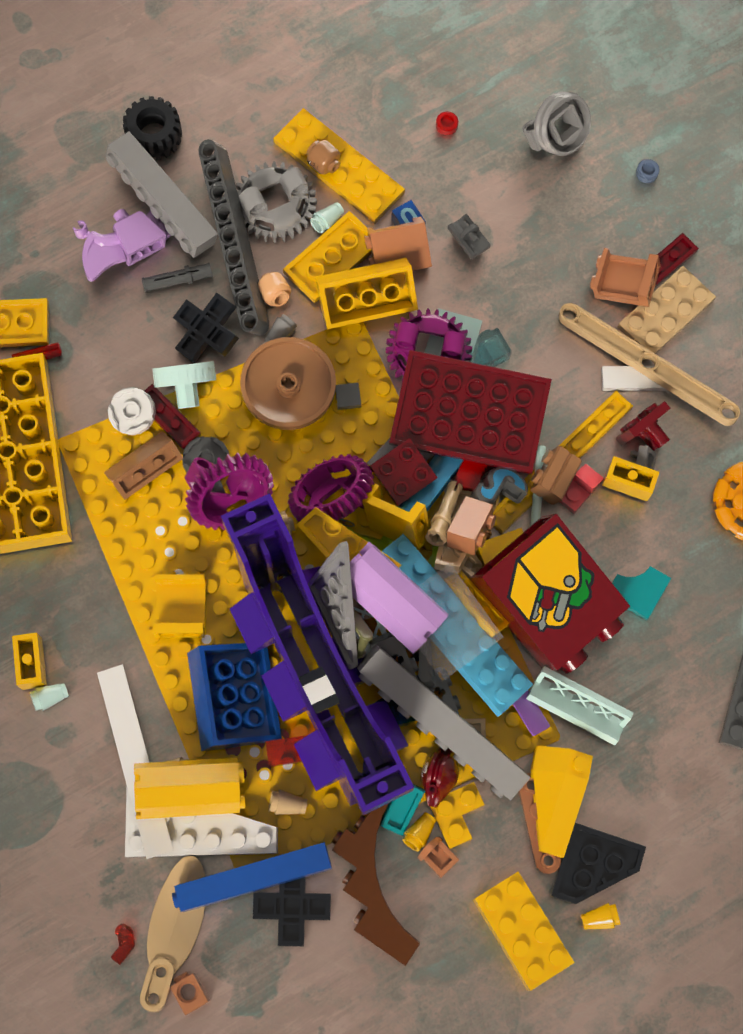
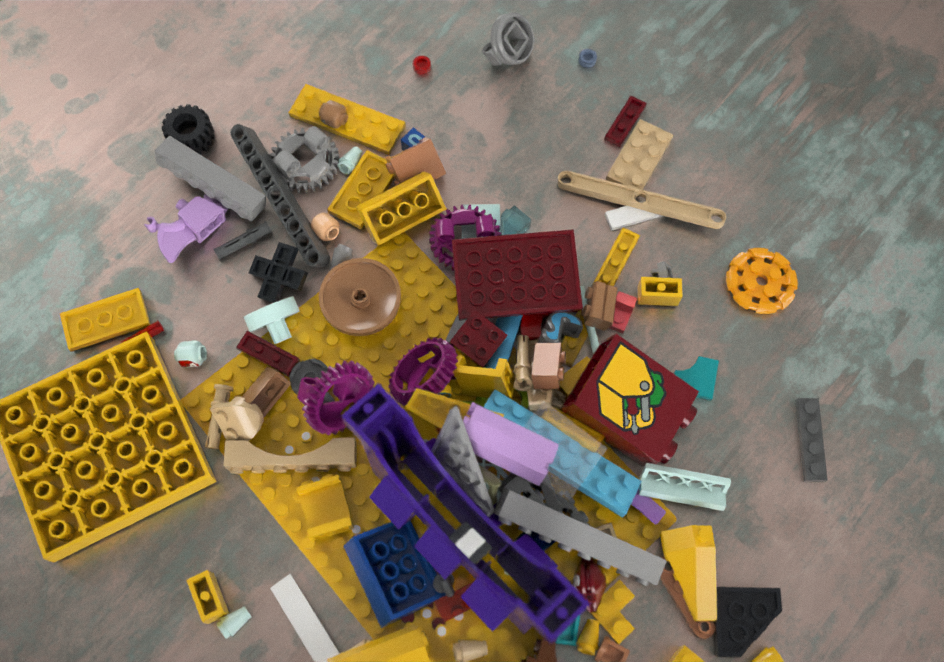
camera: 15 degrees left, 5 degrees down
(83, 391) = (190, 354): none -> light aqua head
(99, 460) = (222, 395): none -> tan pin
(114, 481) = (238, 419): none -> tan slope
(131, 411) = (236, 358): white tile -> none
(207, 551) = (337, 453): none -> tan arch
(282, 728) = (442, 585): none -> dark grey plate
(348, 396) = (412, 293): dark grey tile -> none
(469, 236) = (468, 143): dark grey hips -> none
(625, 278) = (600, 140): nougat panel -> none
(646, 427) = (658, 247): dark red plate -> none

